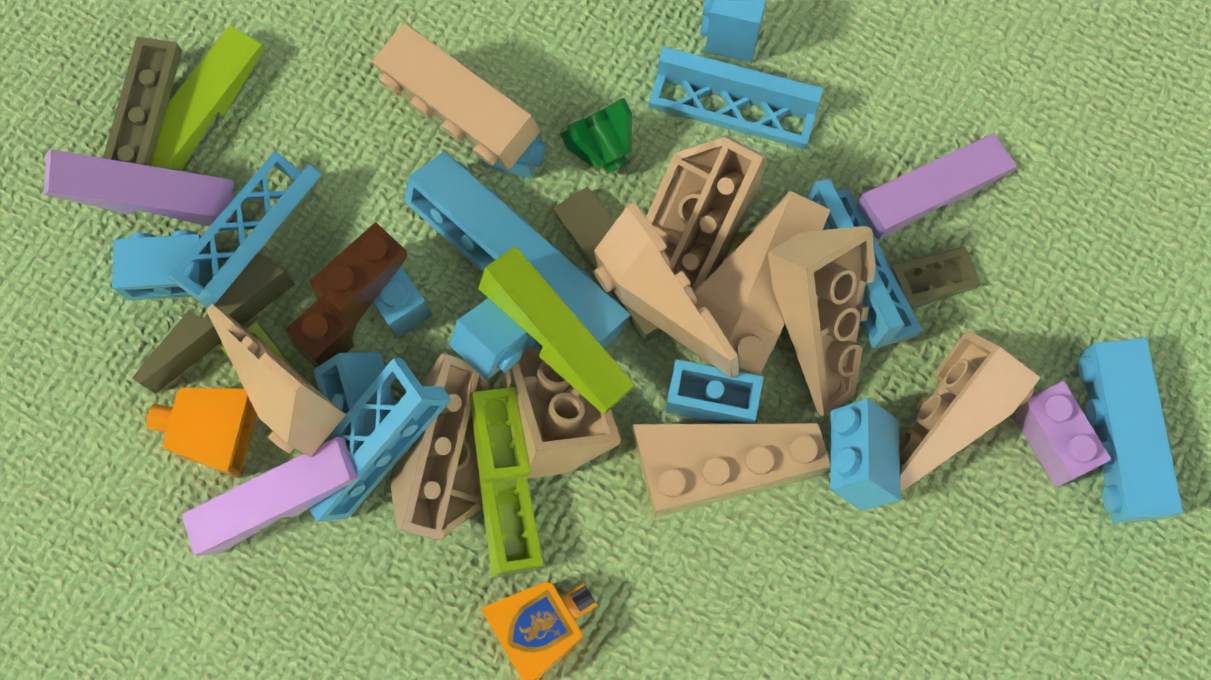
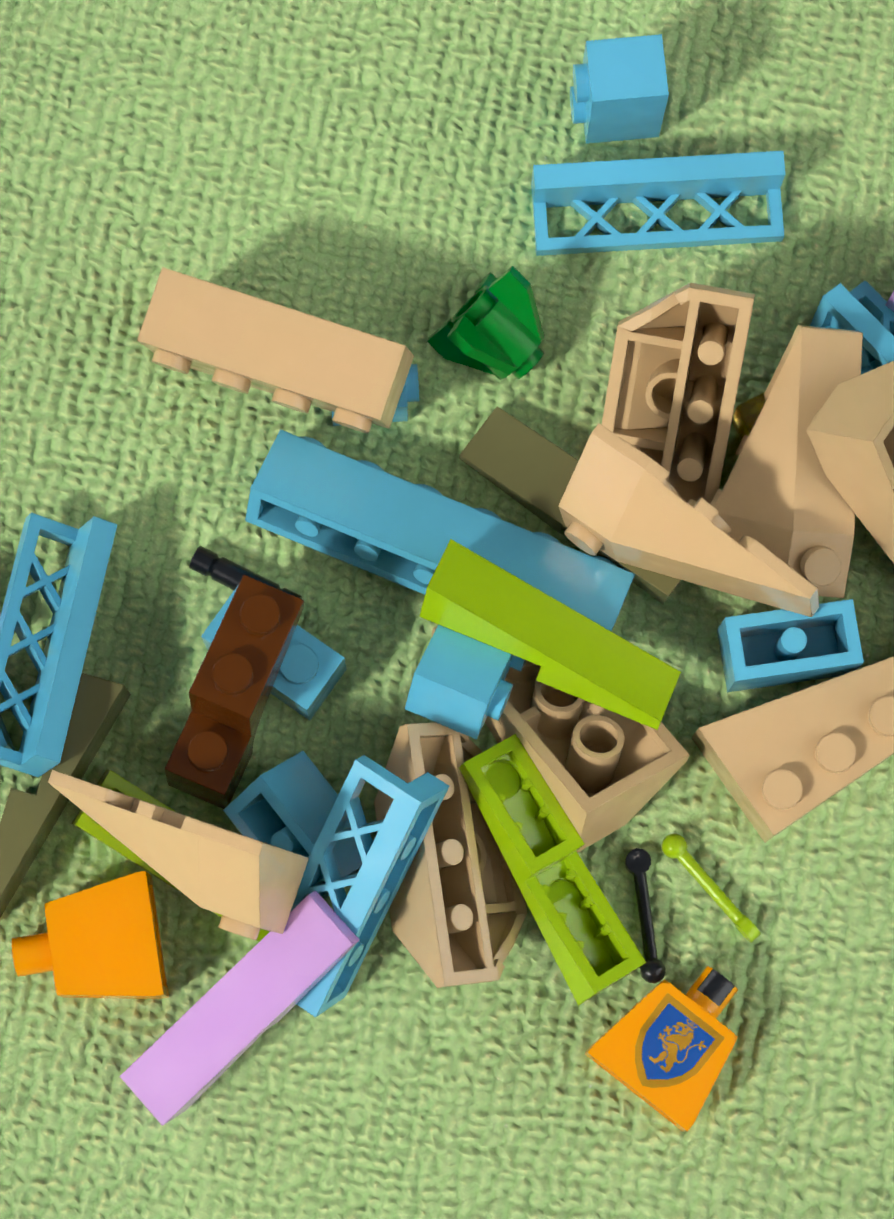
camera: 25 degrees left, 5 degrees up
(370, 216) = (226, 571): none -> black wheel
(567, 501) = (638, 863): none -> black hinge
(594, 499) = (675, 847): none -> lime hinge

